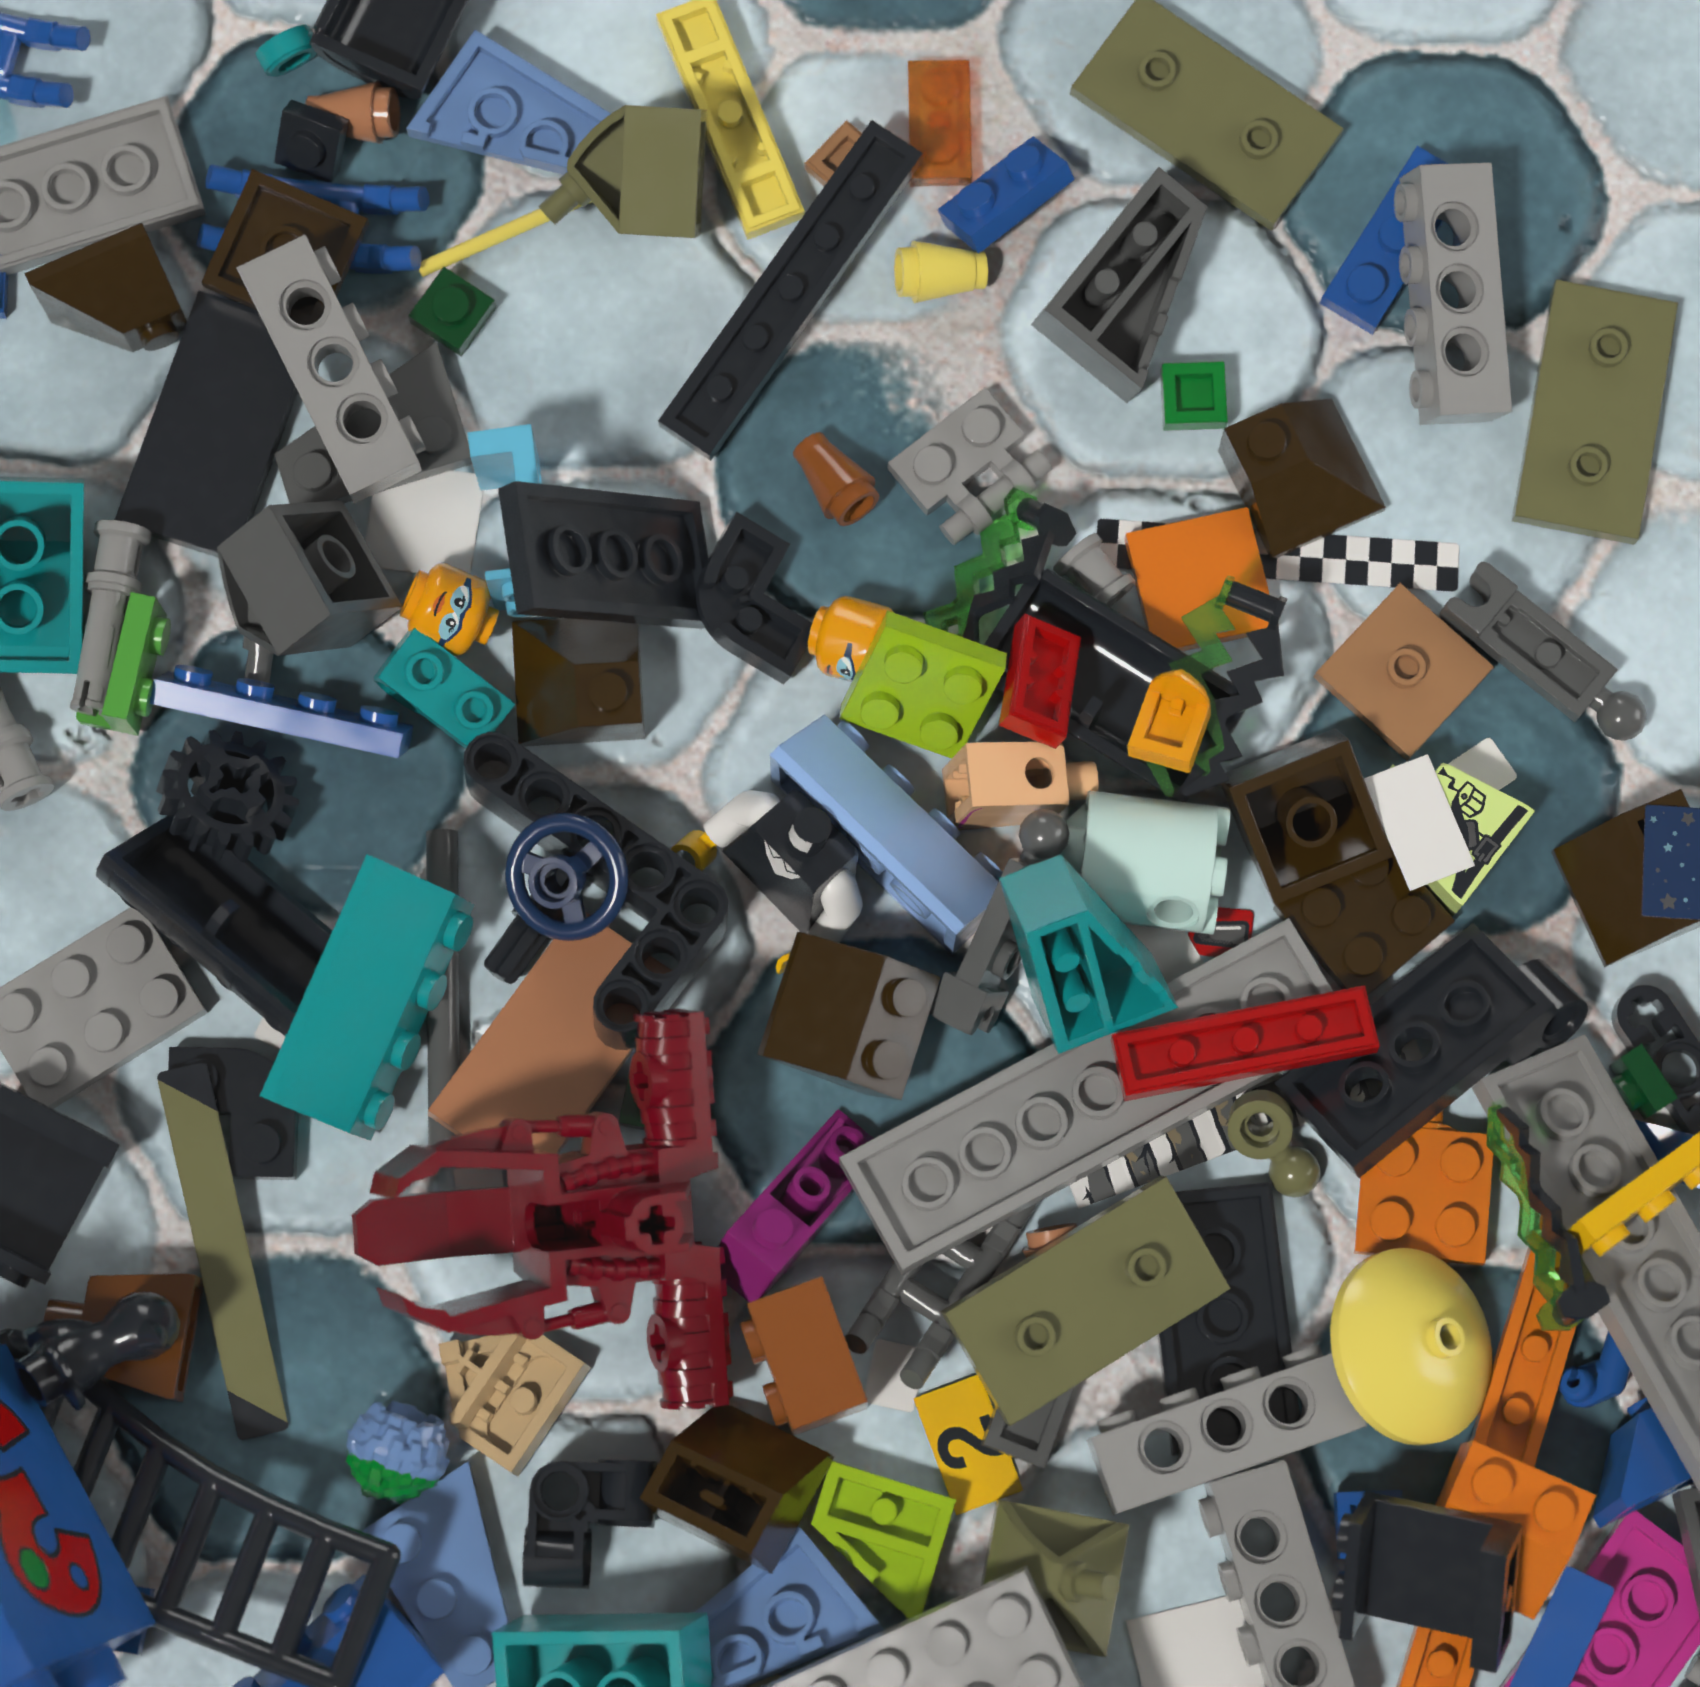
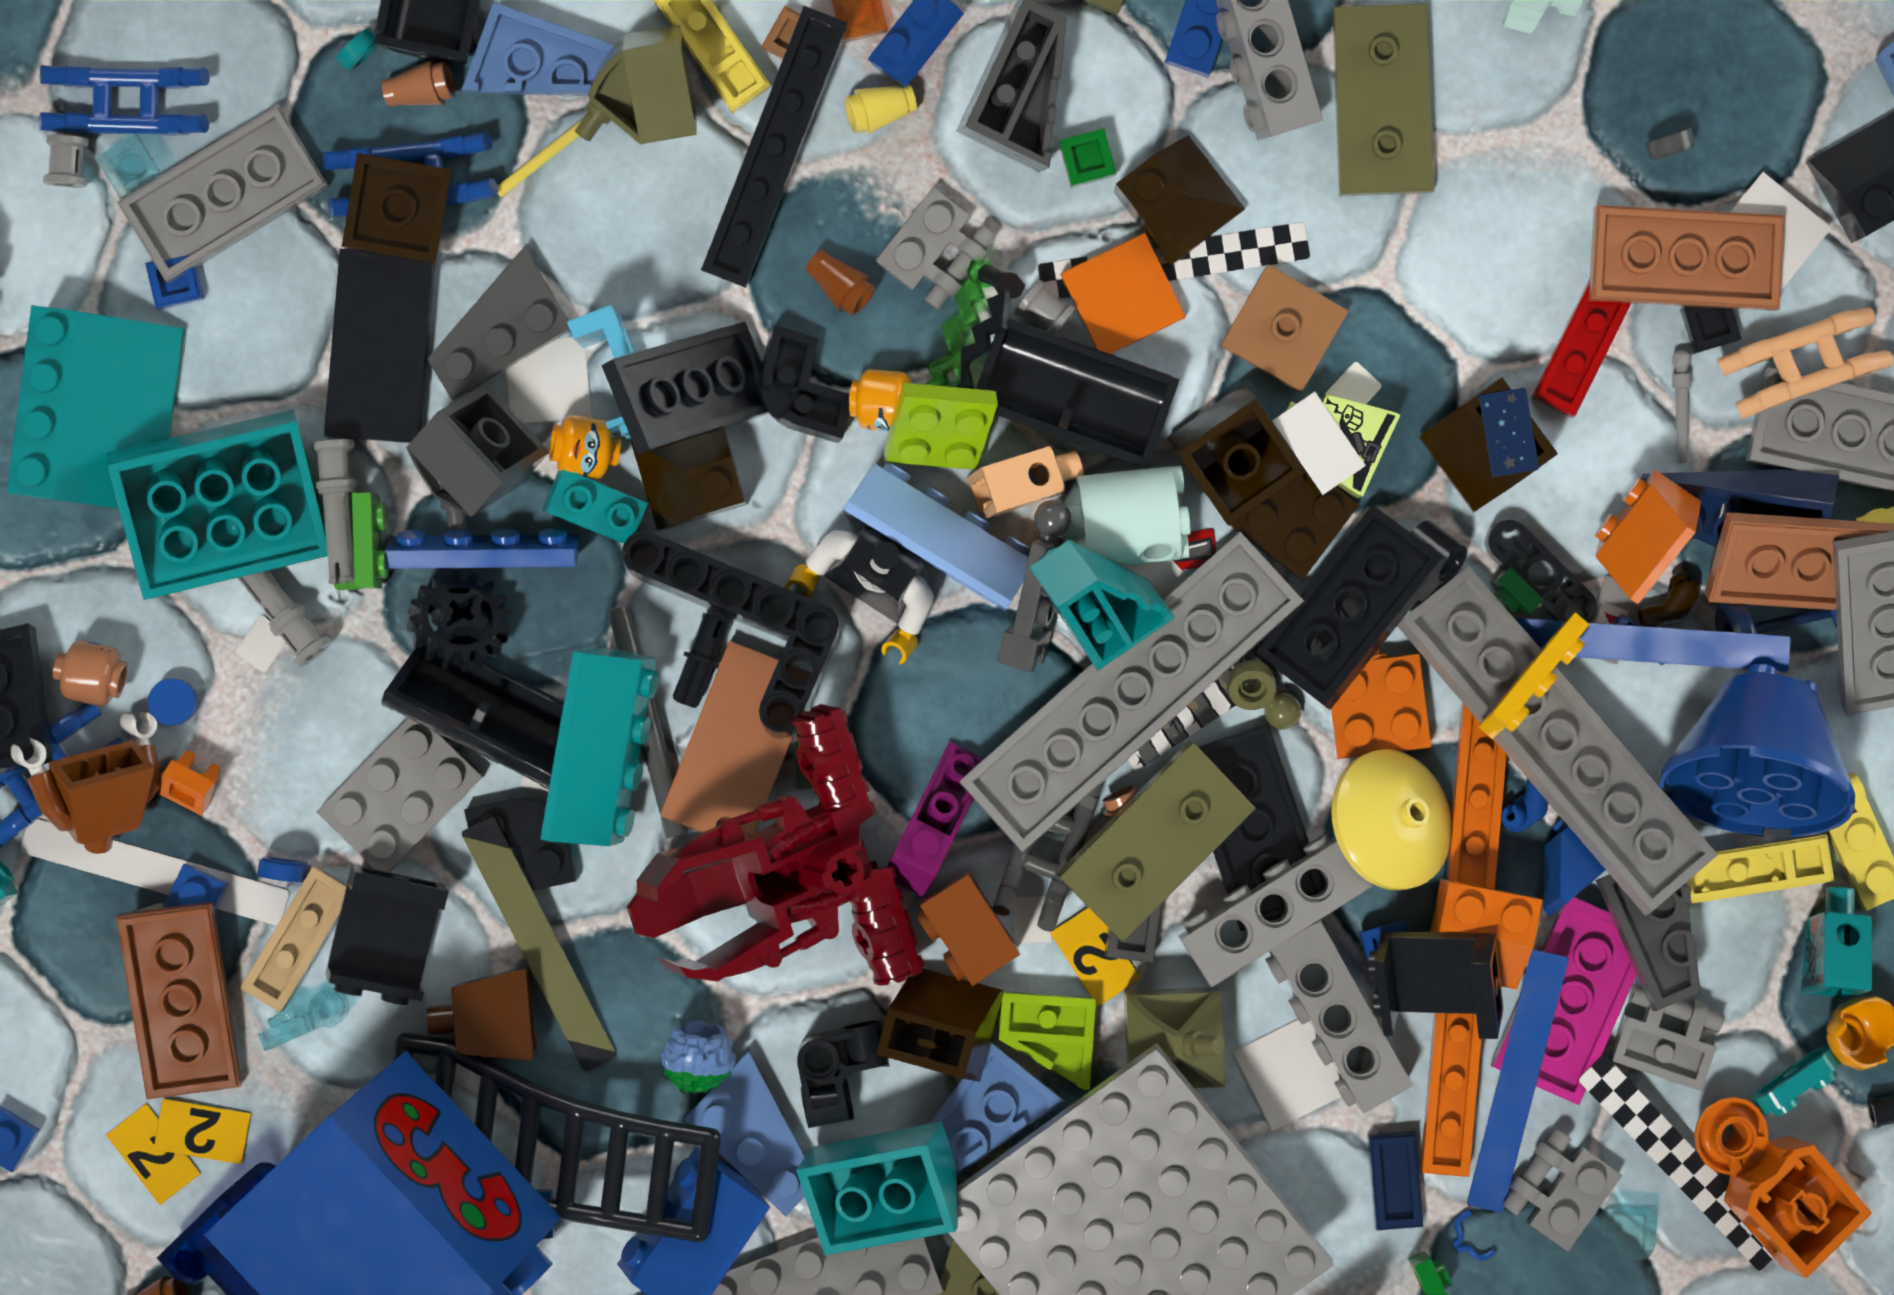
camera: 10 degrees left, 10 degrees up
(74, 1354) = (456, 1049): black animal -> none
(112, 293) = (281, 268): dark brown slope -> none
(275, 285) = (396, 243): light grey brick -> none
(311, 141) = (393, 115): black plate -> none
(452, 311) = (529, 219): dark green plate -> none
(508, 1393) = (767, 1000): tan slope -> none
(543, 880) = (706, 642): dark blue piece -> none
(849, 1016) = (942, 678): dark brown slope -> none
(1040, 681) = (1024, 405): red plate -> none
(1171, 721) = (1126, 416): light orange plate -> none
(1203, 625) = (1148, 398): piece -> none
(1244, 1043) = (1228, 632): red tile -> none
(1522, 1175) = (1444, 681): piece -> none
(1543, 653) = (1384, 293): dark grey plate -> none

